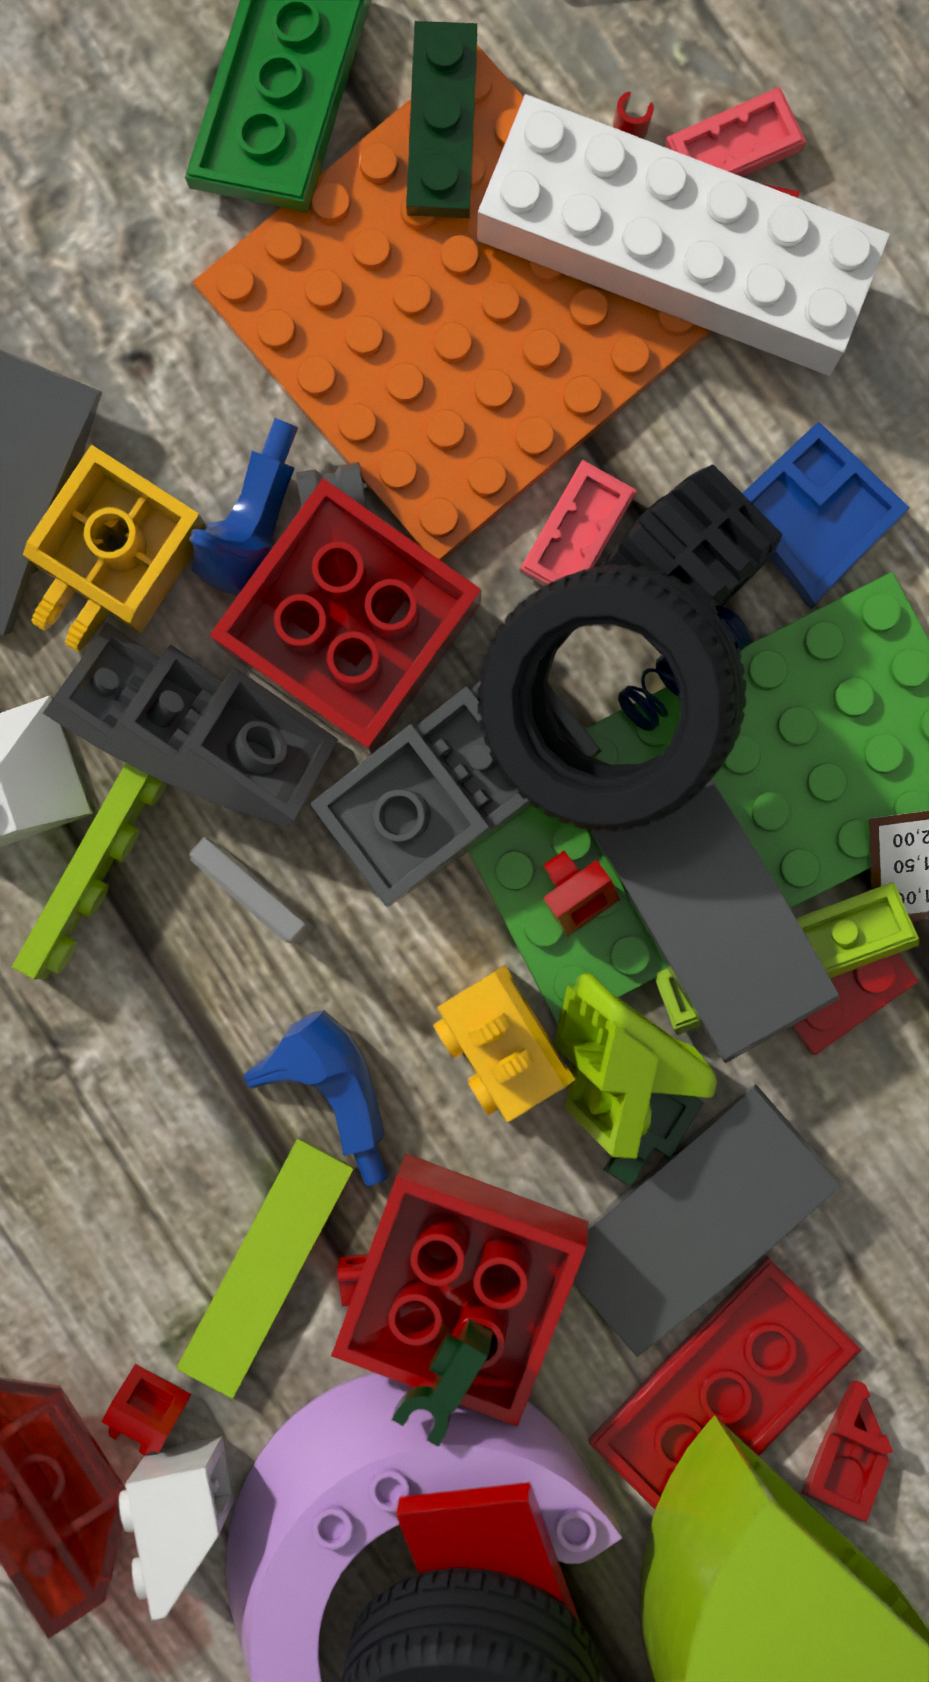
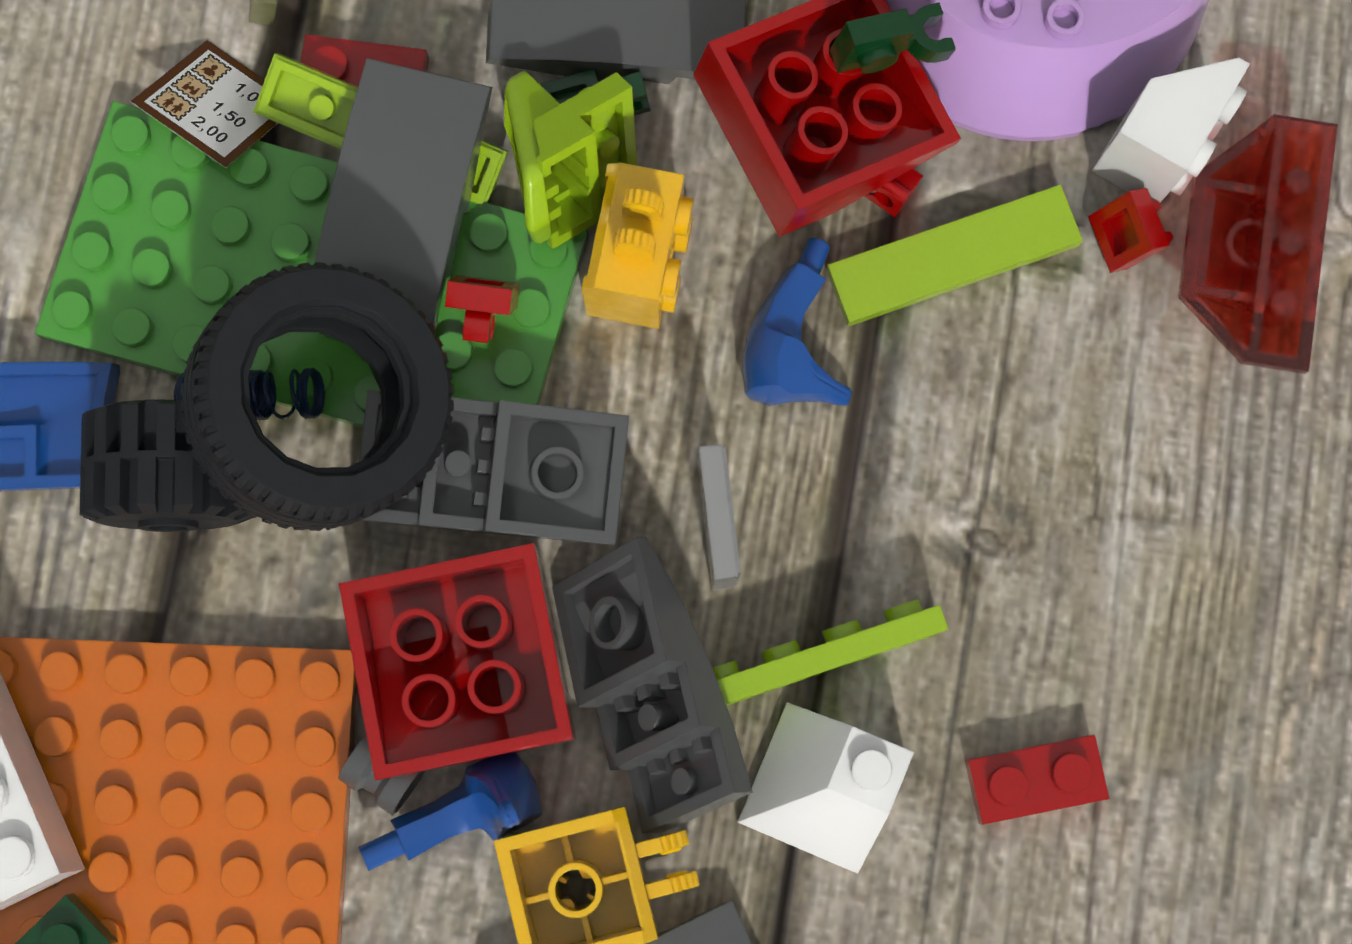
camera: 145 degrees left, 5 degrees down
(579, 525) = (228, 575): coral plate -> none

